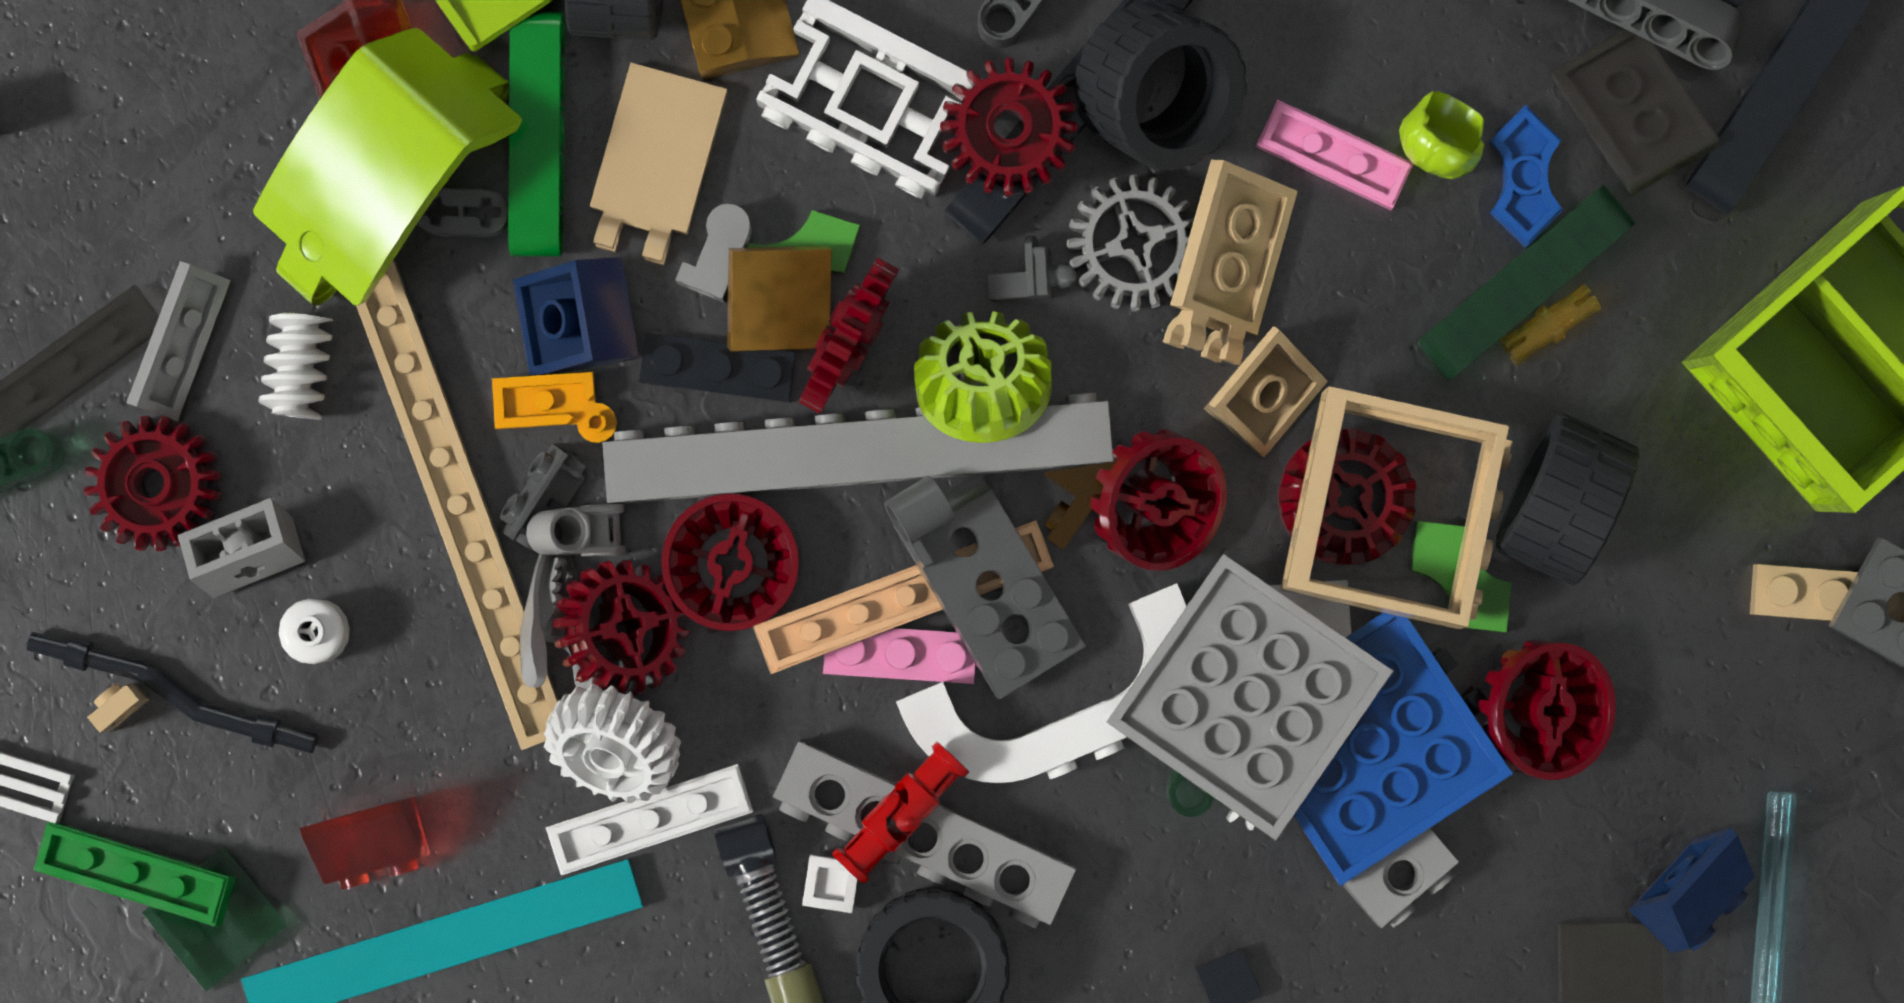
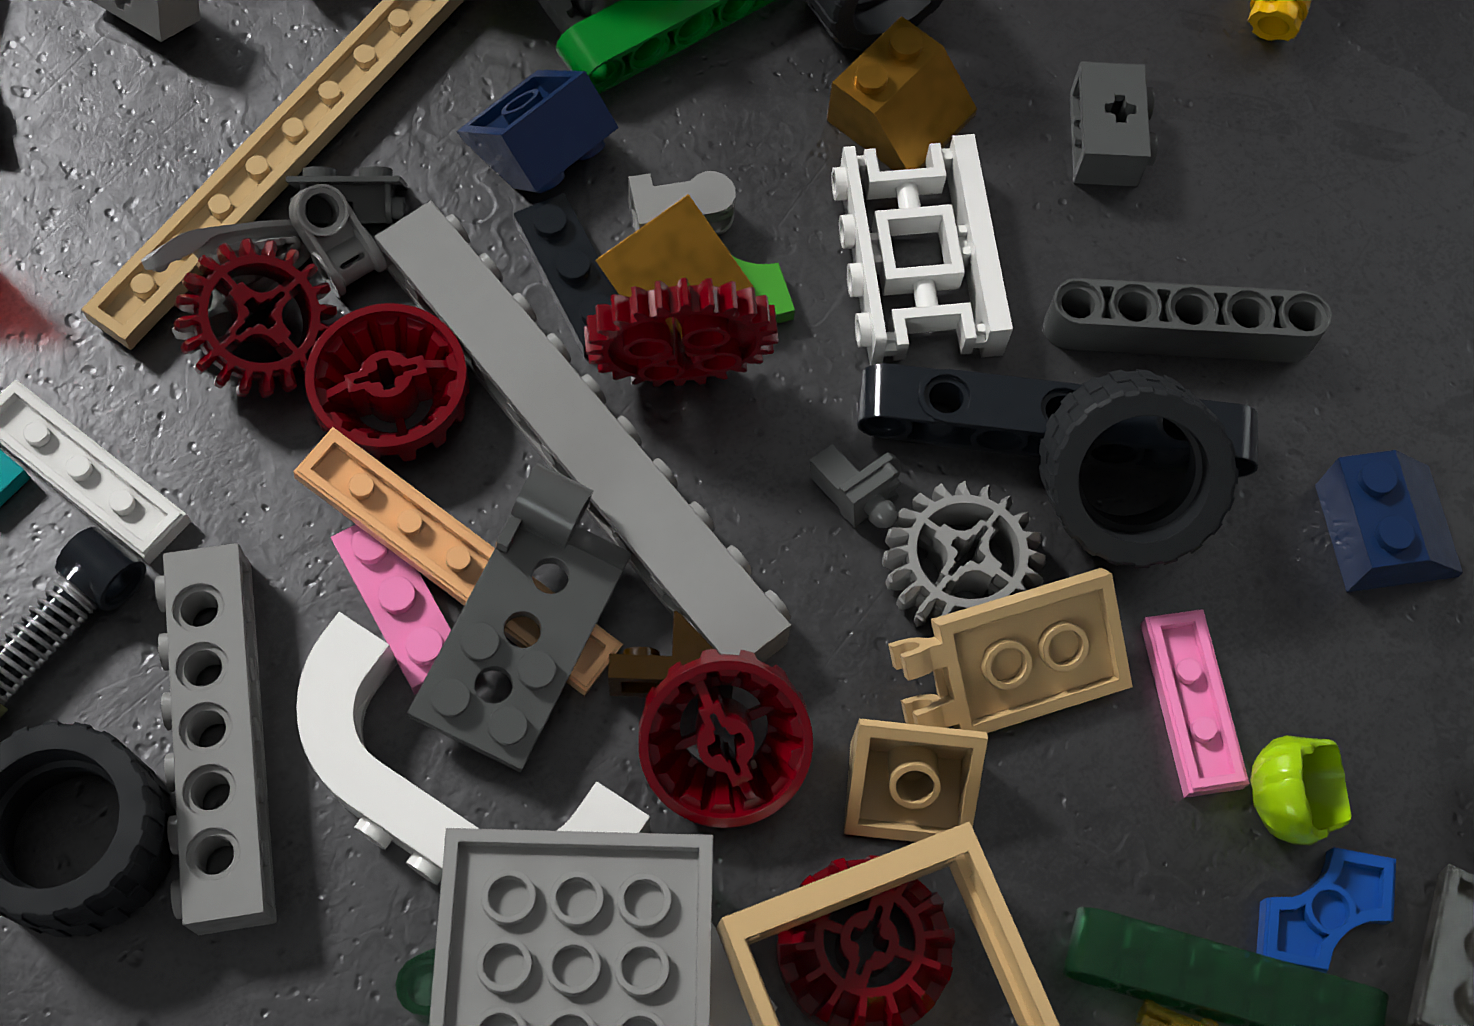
camera: 50 degrees right, 20 degrees down
(331, 625) = (95, 78): white head -> none
(553, 402) = (443, 154): light orange hinge -> none
(612, 743) = (129, 371): white gear -> none
(656, 158) = (725, 117): tan tile -> none
(829, 885) = (107, 677): white plate -> none
(907, 806) = (220, 681): red piece -> none
(985, 402) = (719, 506): lime gear -> none
(1014, 96) = (984, 391): dark red gear -> none

